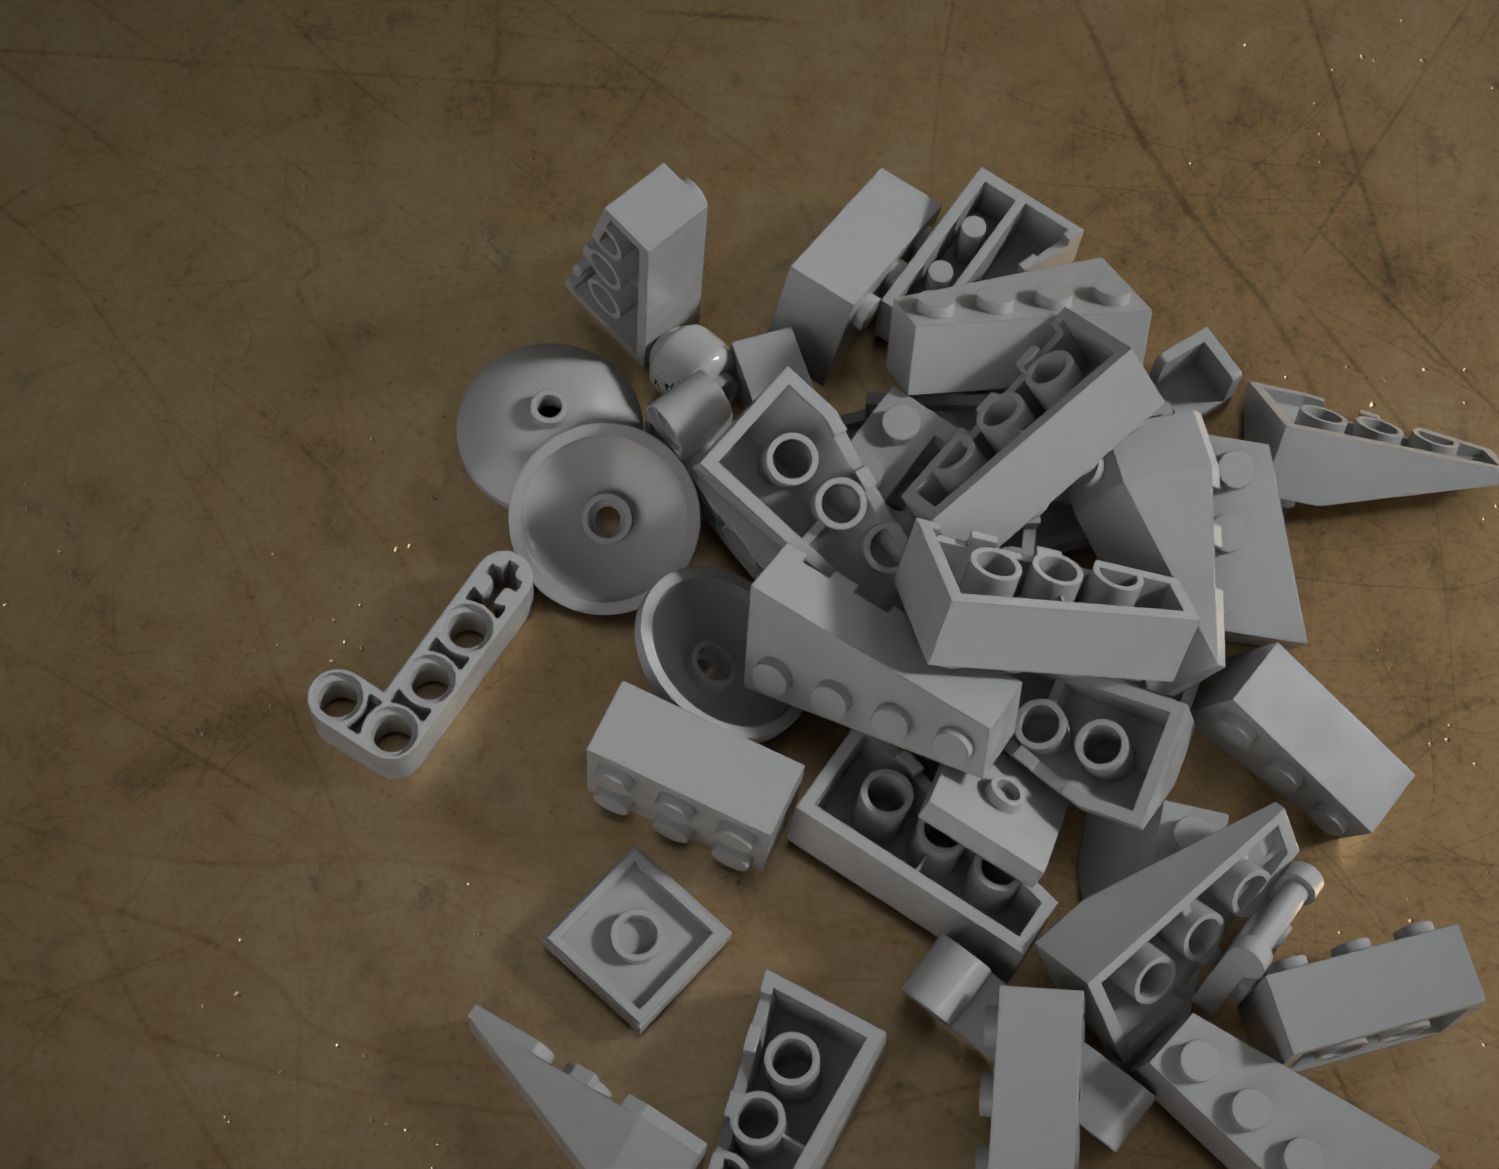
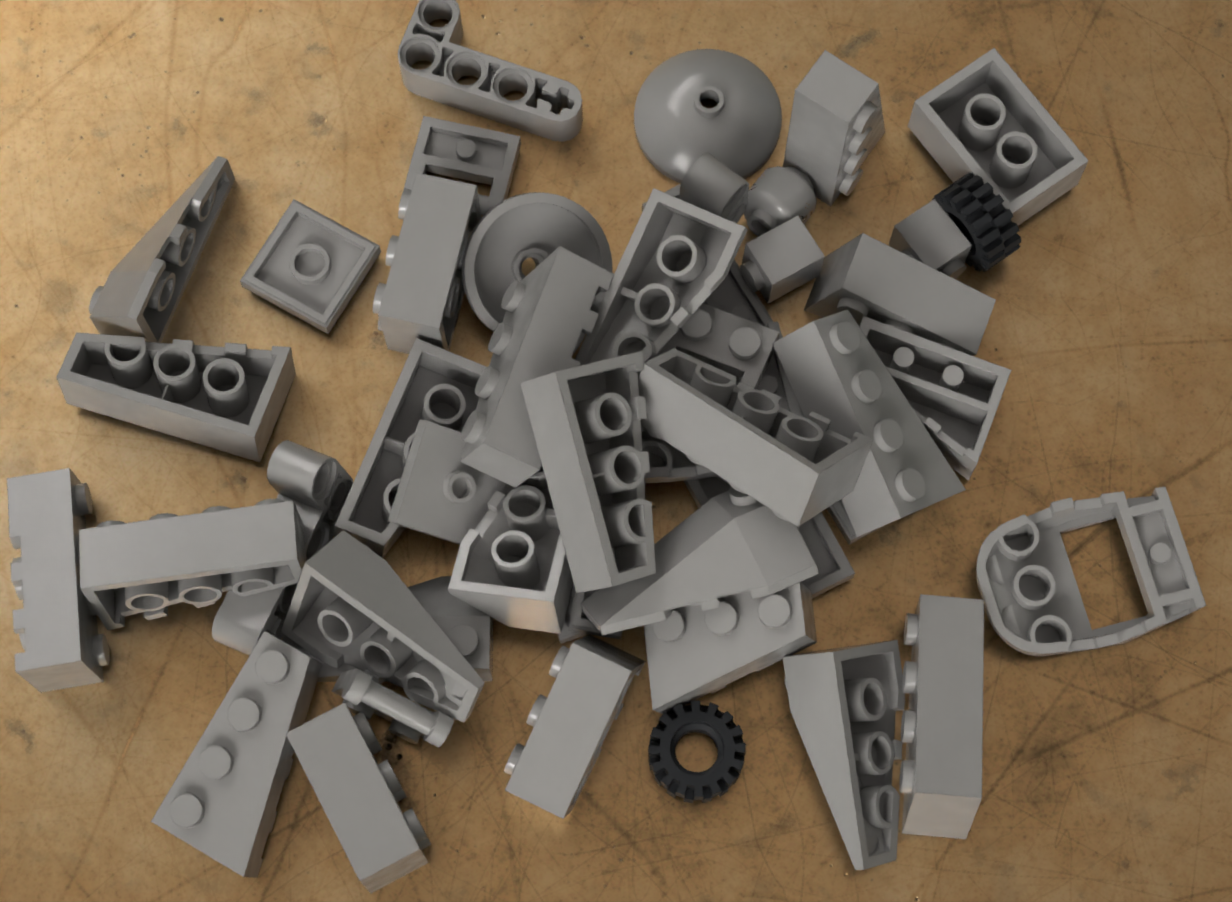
camera: 85 degrees right, 5 degrees up
(530, 718) = (466, 154): none -> light grey plate
(558, 510) = (614, 143): light grey dish -> none
(694, 107) = (998, 130): none -> light grey brick
(779, 163) = (981, 220): none -> black tyre
(784, 221) = (932, 239): none -> light grey brick
(1196, 374) = (880, 590): light grey panel -> none
(1214, 229) = (1032, 586): none -> light grey slope
(1354, 348) = (943, 717): none -> light grey wedge
(1371, 600) = (719, 728): none -> black tyre

